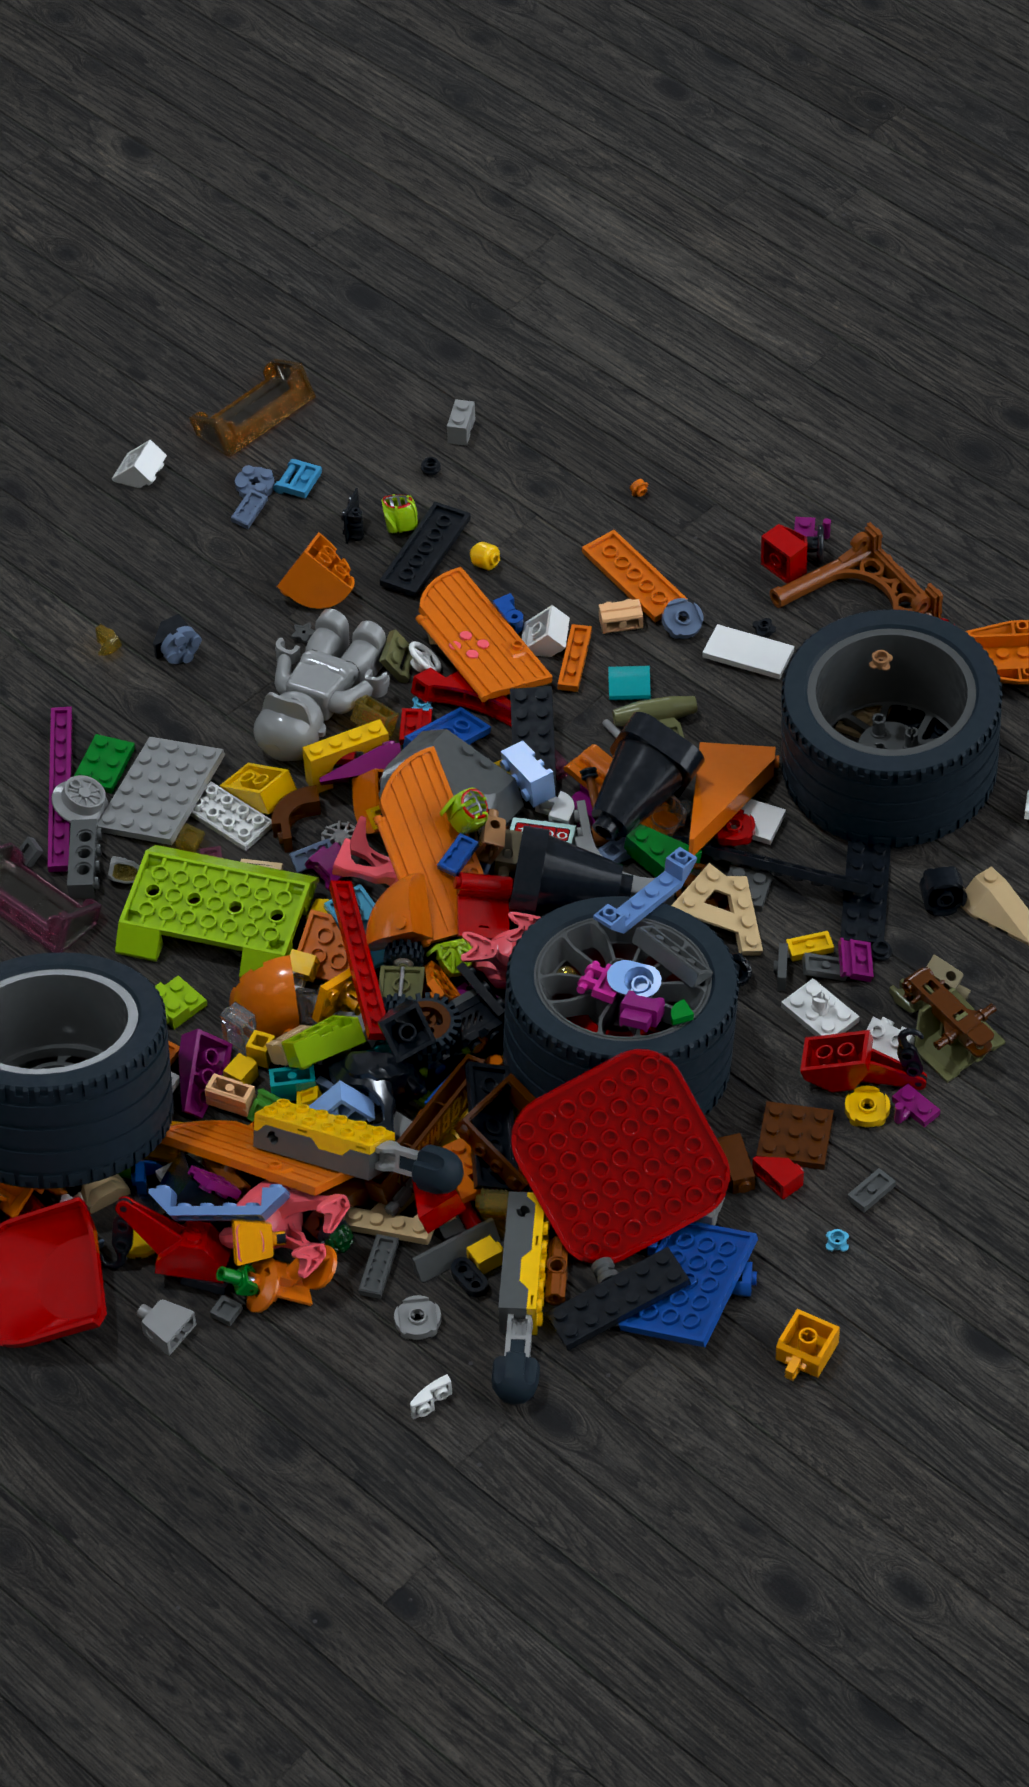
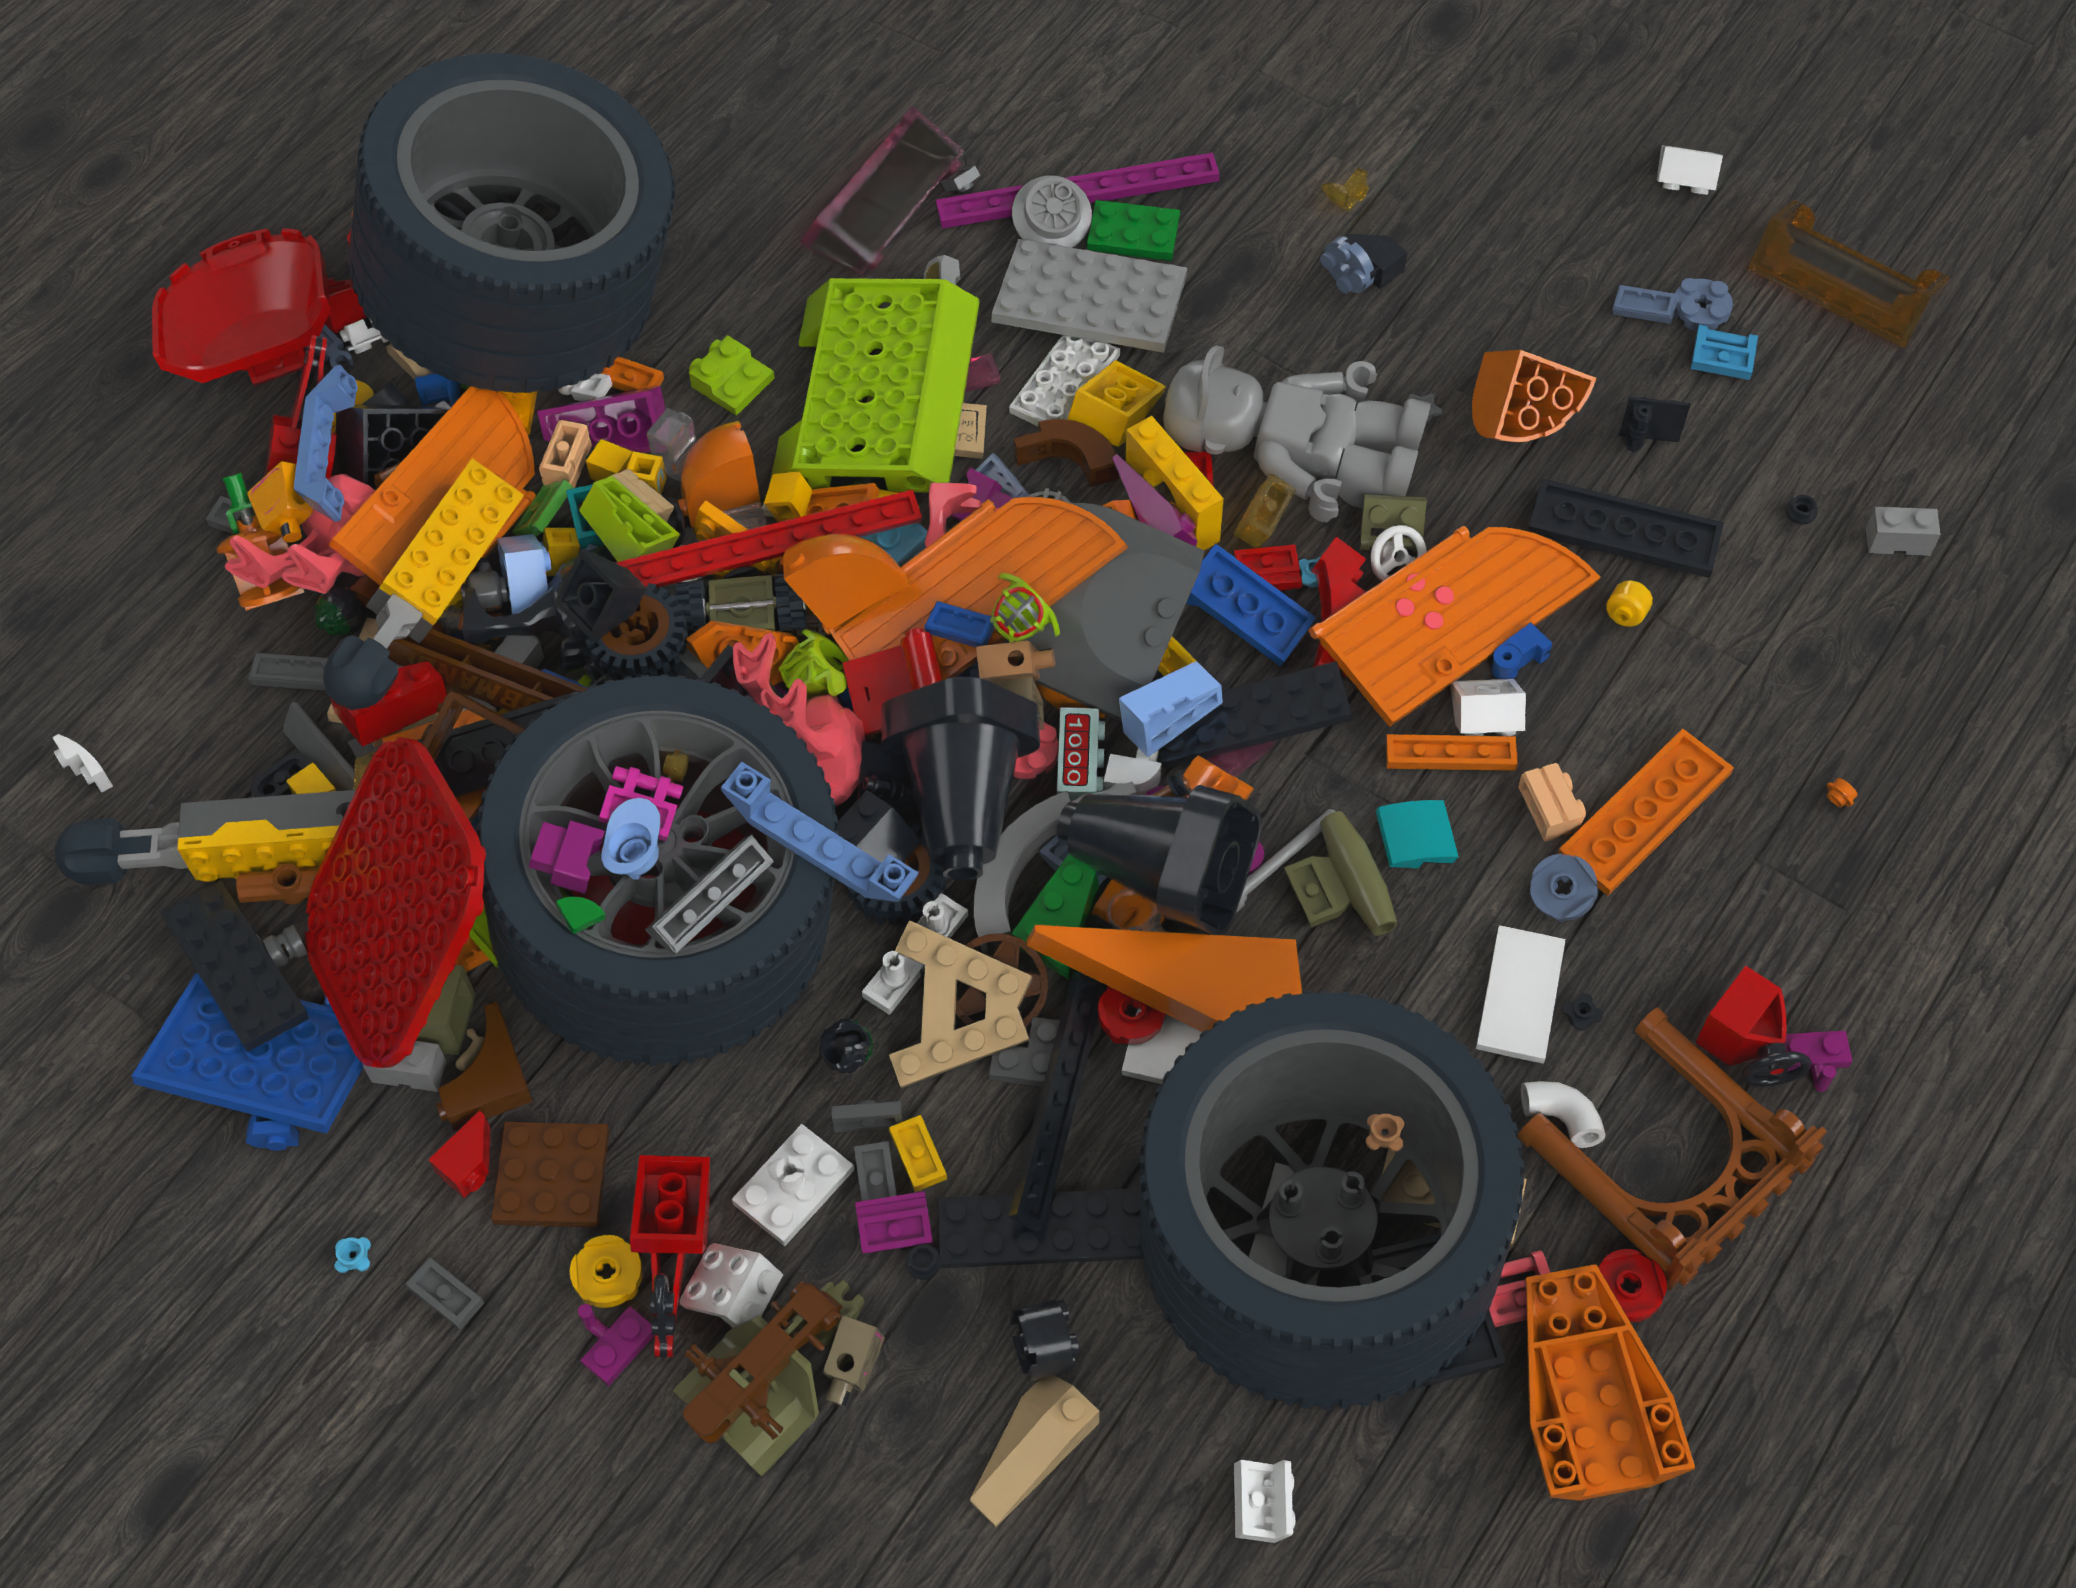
camera: 80 degrees right, 10 degrees up
(83, 859) = (957, 234): dark grey brick -> none
(166, 1324) = (203, 454): light grey torso -> none
(189, 838) = (1007, 340): clear yellow plate -> none
(213, 1182) = (371, 441): magenta plate -> none
(400, 513) = (1676, 485): lime piece -> none
(419, 1329) = (219, 745): light grey plate -> none
(806, 1344) = (147, 1226): light orange hinge -> none

